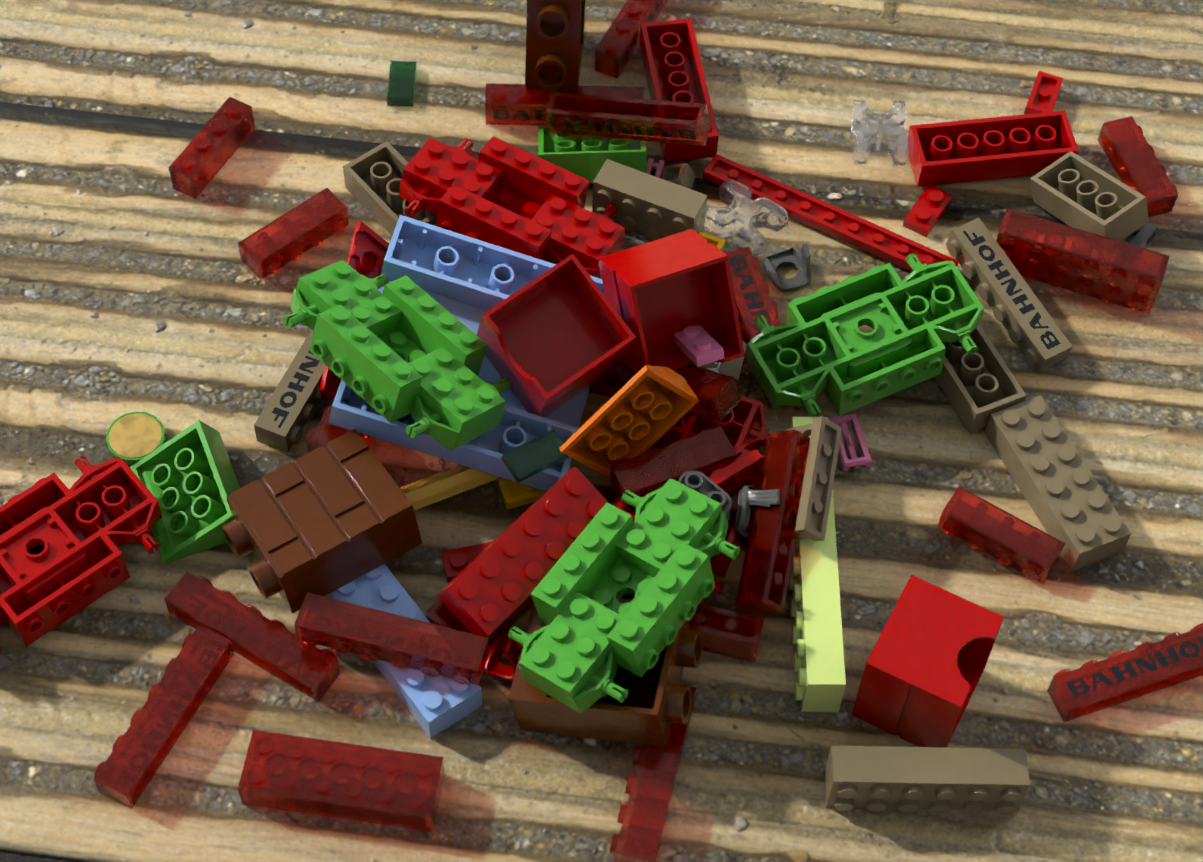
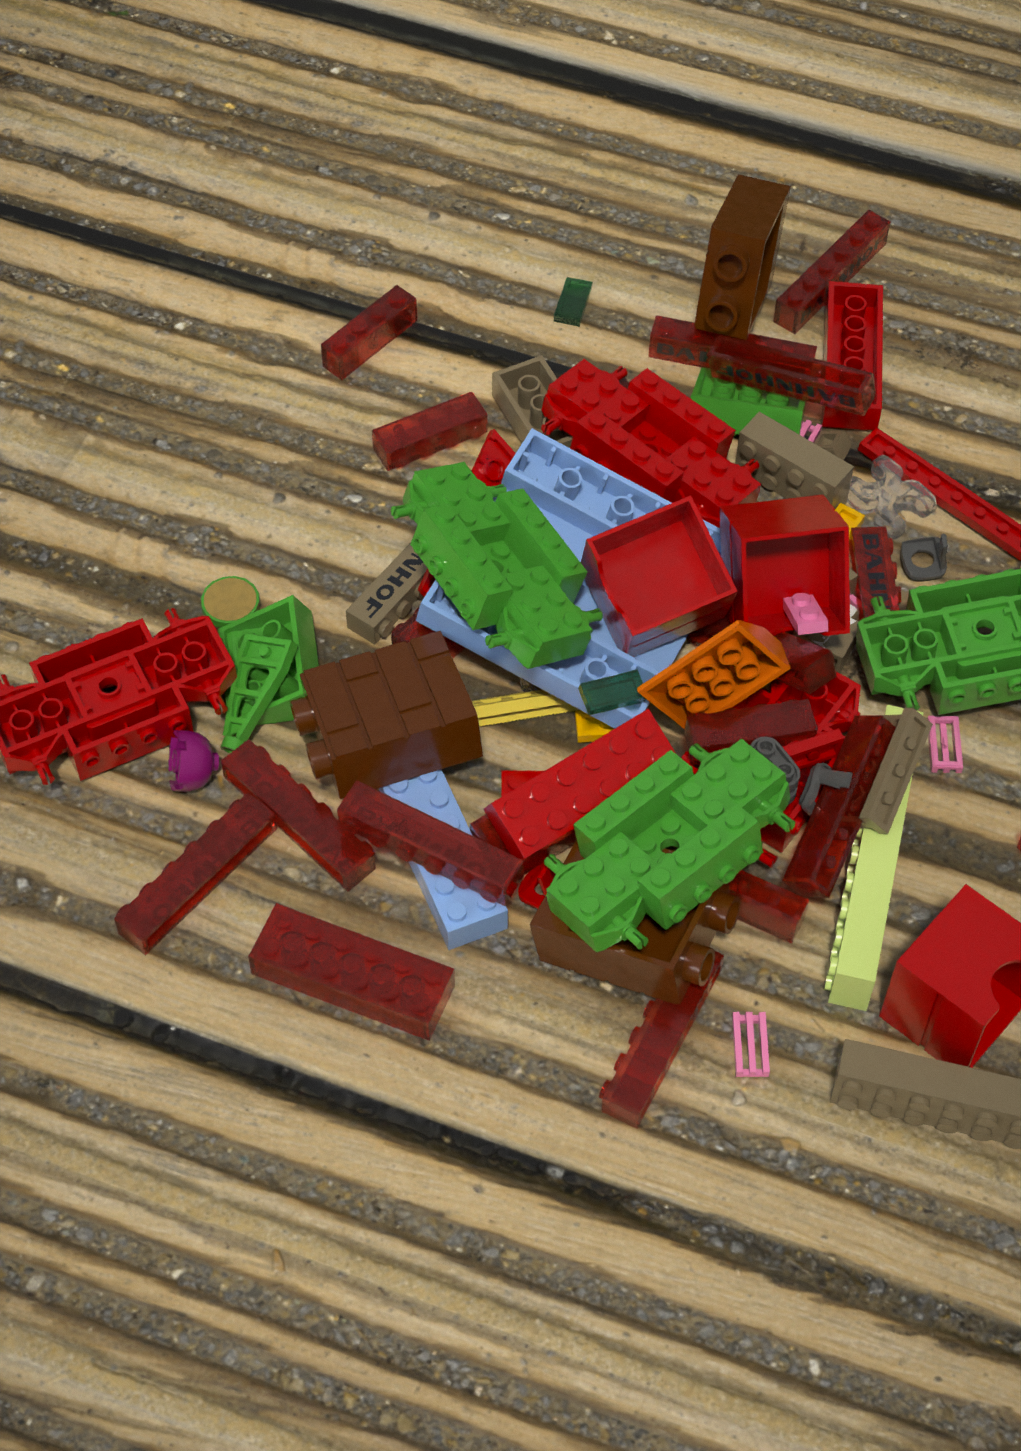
camera: 15 degrees right, 0 degrees up
(134, 604) = (191, 761): none -> magenta cylinder
(174, 484) = (261, 653): none -> bright green plate
(733, 744) = (750, 1019): none -> bright pink tile

